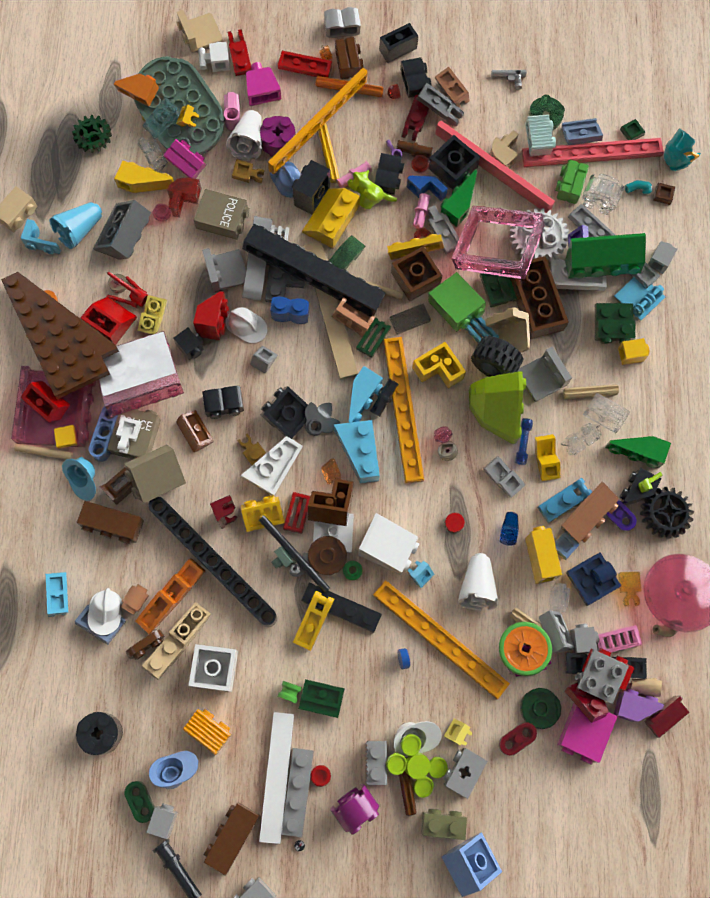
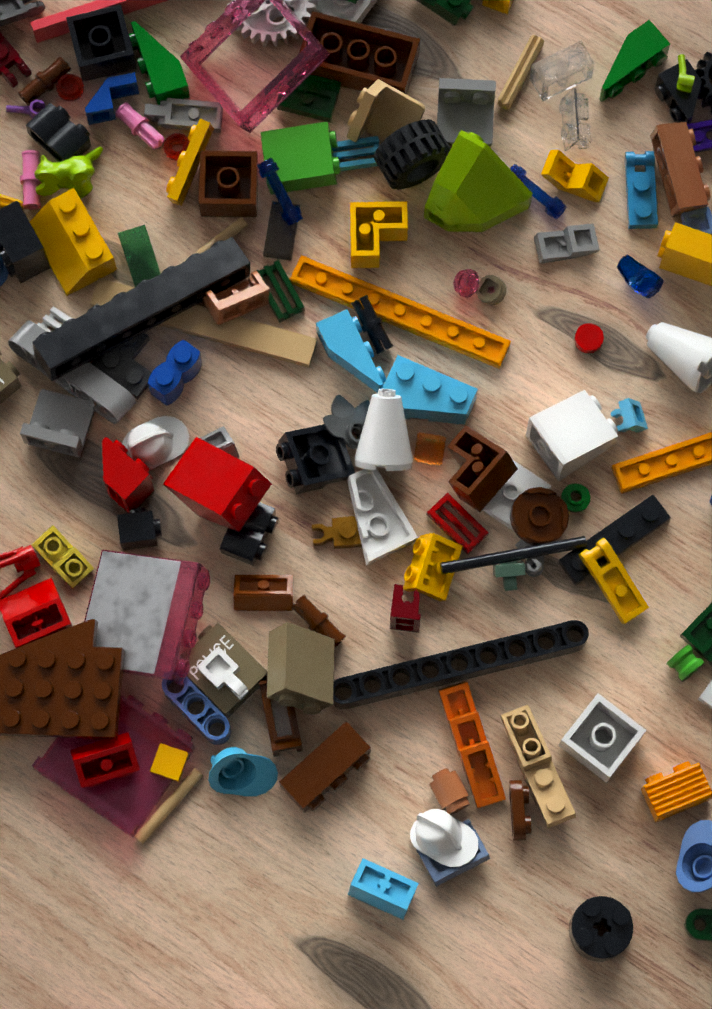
camera: 55 degrees left, 0 degrees up
(193, 469) = (317, 620): none -> reddish brown pin
(234, 367) = (217, 485): none -> red slope
(318, 440) = (384, 435): none -> white cone
(420, 316) = (268, 169): none -> clear blue bar

